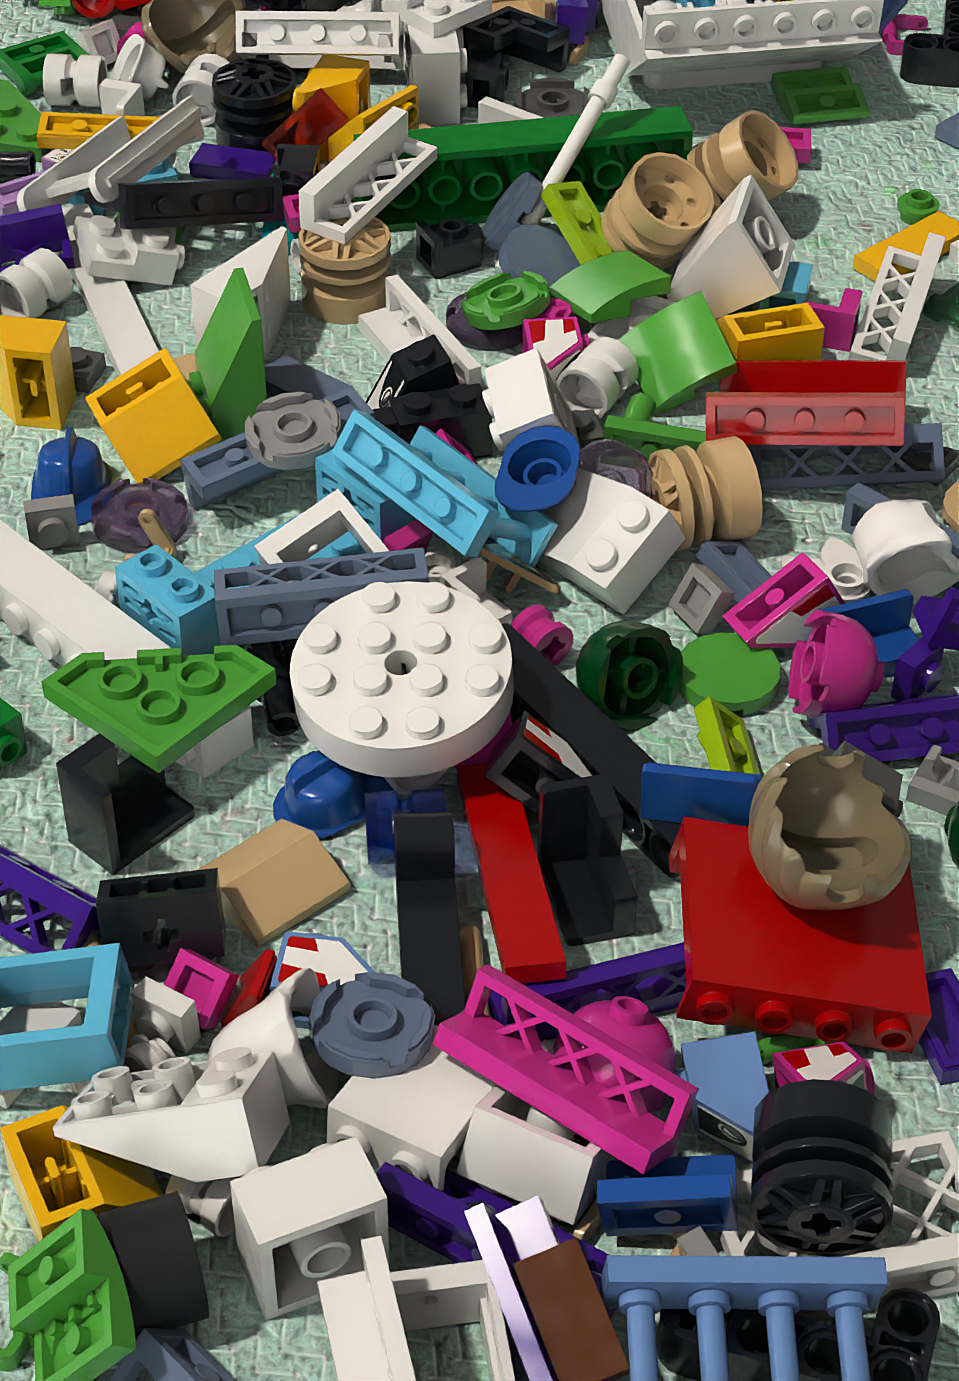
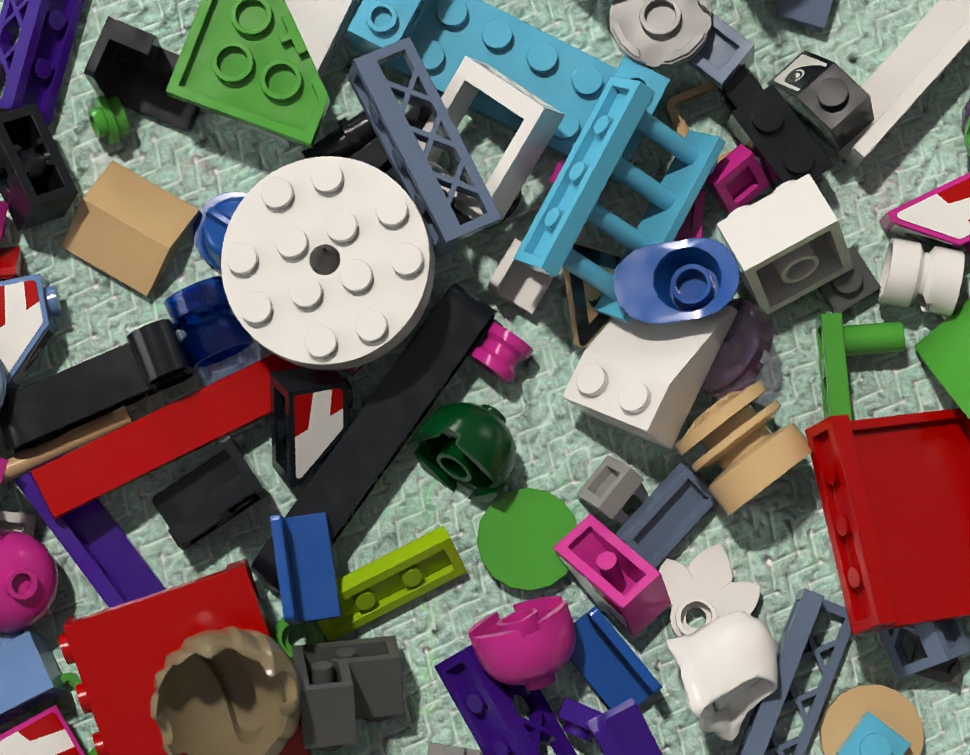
camera: 70 degrees right, 40 degrees up
(148, 843) = (109, 119): none -> bright green plate

